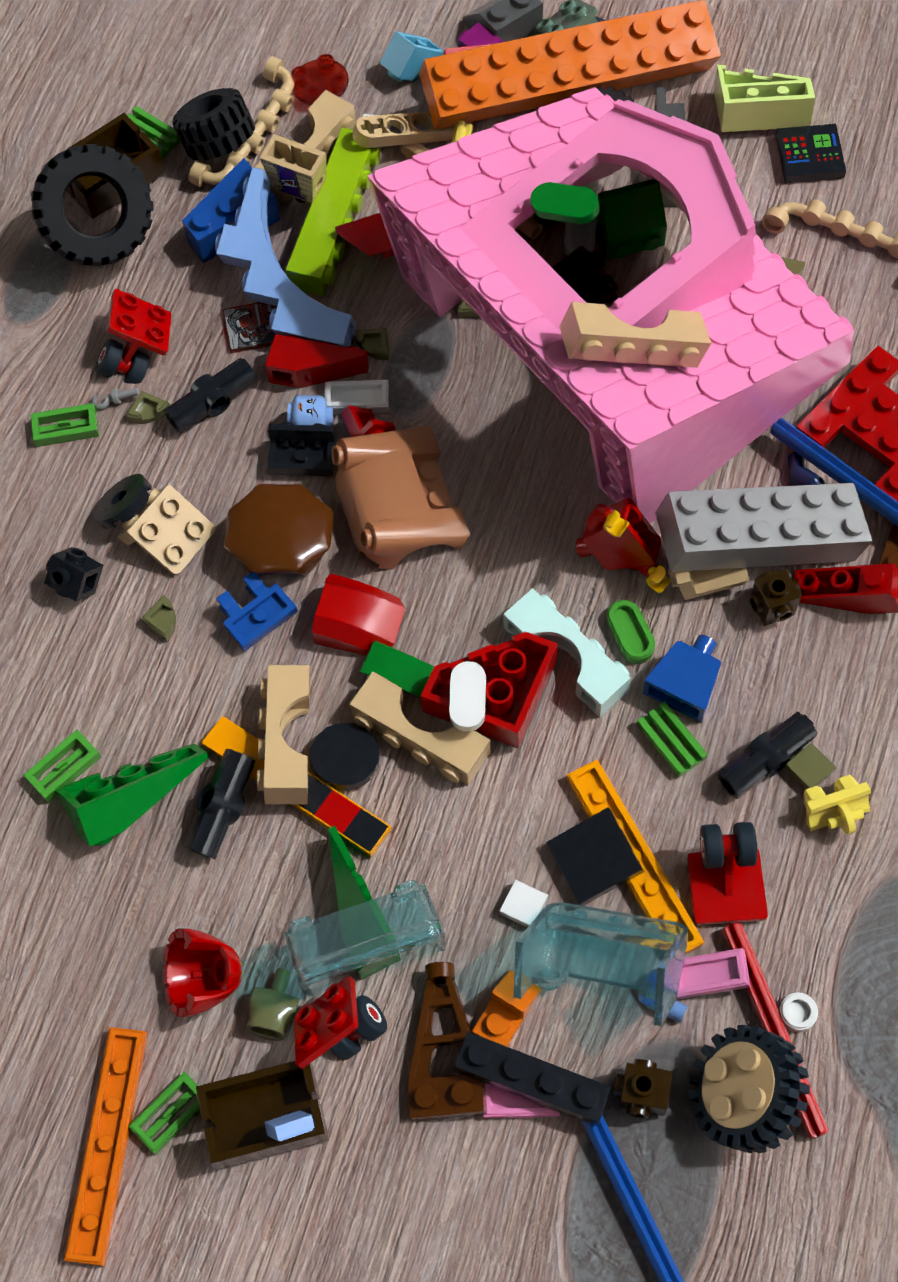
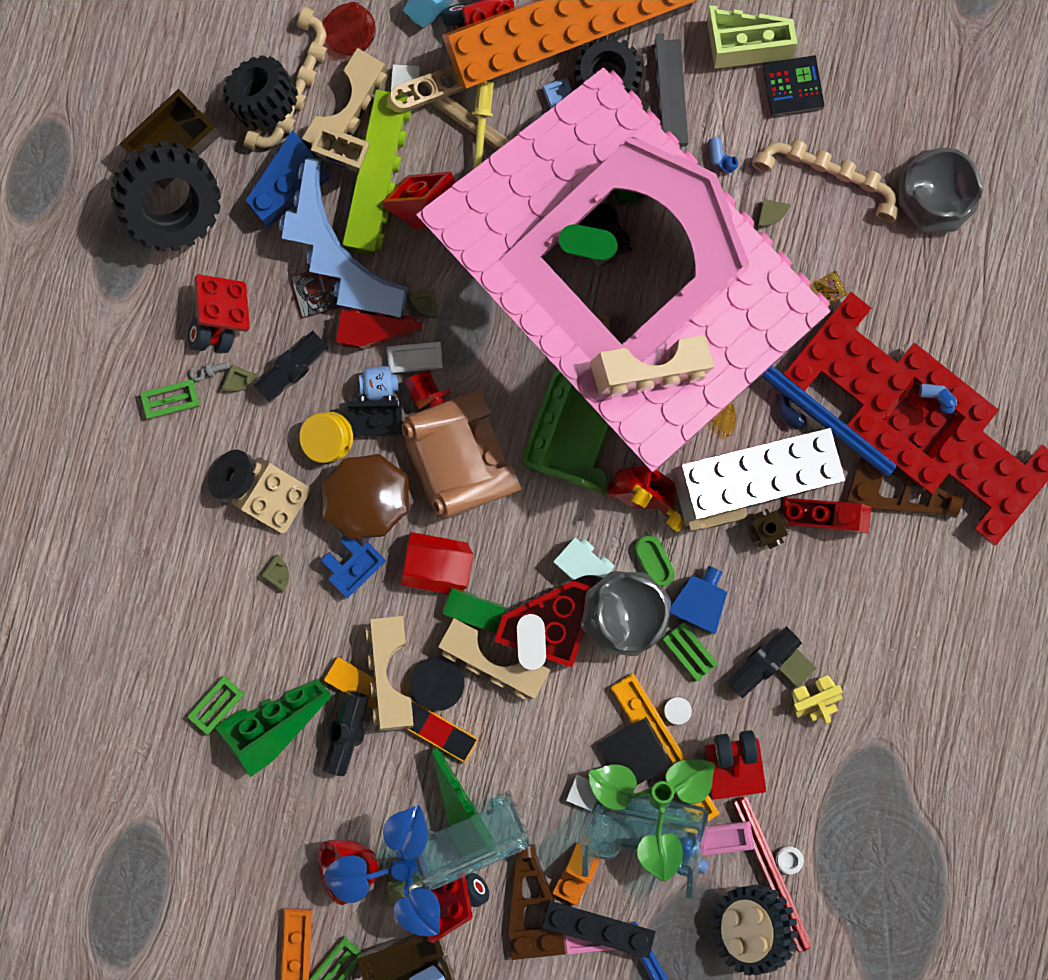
camera: 10 degrees left, 20 degrees up
(73, 574) = (200, 544): black brick -> none
(156, 130) = (181, 79): bright green tile -> none
(240, 465) = (326, 437): none -> yellow head
(289, 1012) = (408, 834): none -> blue plant
(539, 478) = (568, 438): none -> bright green windscreen
(592, 670) = (626, 613): none -> dark grey piece
(652, 809) = (677, 710): none -> white tile
(656, 1082) = (686, 936): dark brown brick -> none
(667, 893) = (689, 778): none -> bright green plant
(724, 477) = (726, 420): none -> clear yellow tile
(860, 347) = (831, 287): none -> clear yellow tile

